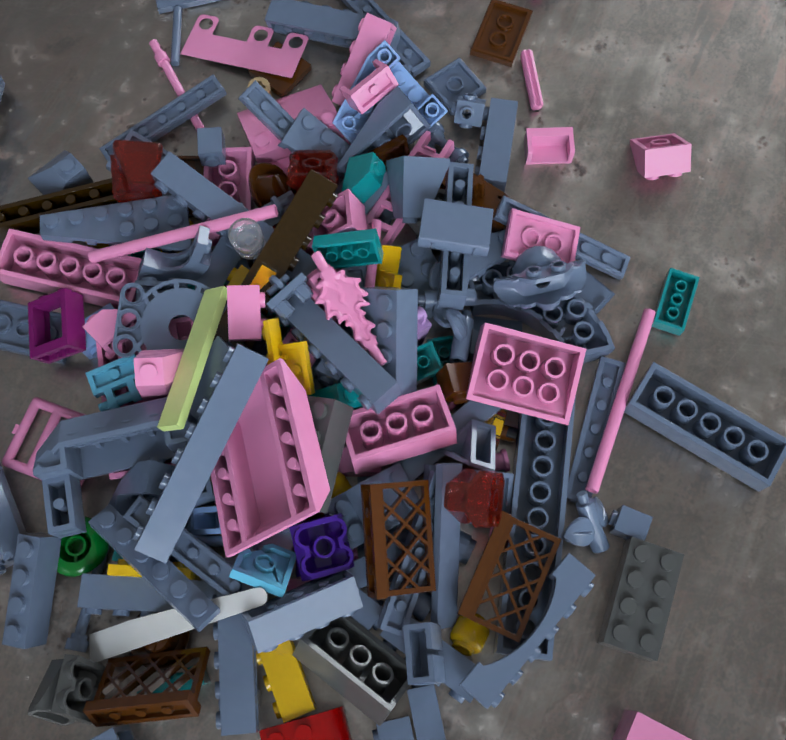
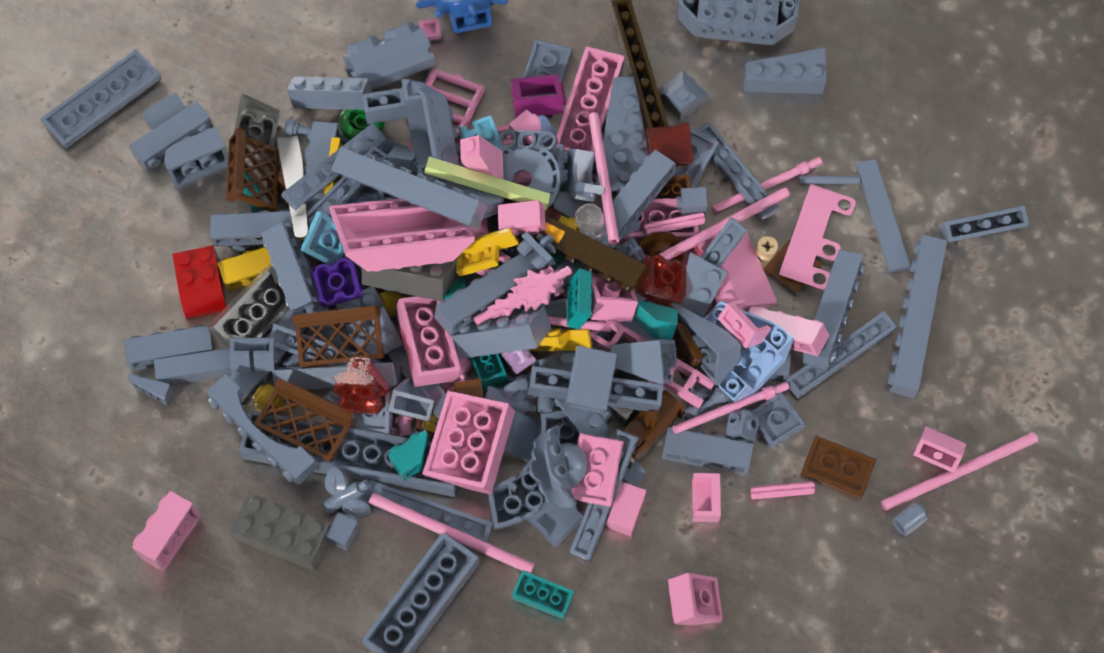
camera: 90 degrees right, 5 degrees down
(44, 67) = (788, 73): none -> sand blue wedge
(237, 168) = (674, 223): none -> bright pink axle
(242, 125) = (716, 228): none -> bright pink piece
(430, 88) = (766, 393): none -> bright pink bar
(546, 439) = (410, 456): none -> teal slope
(573, 214) = (626, 509): none -> bright pink panel

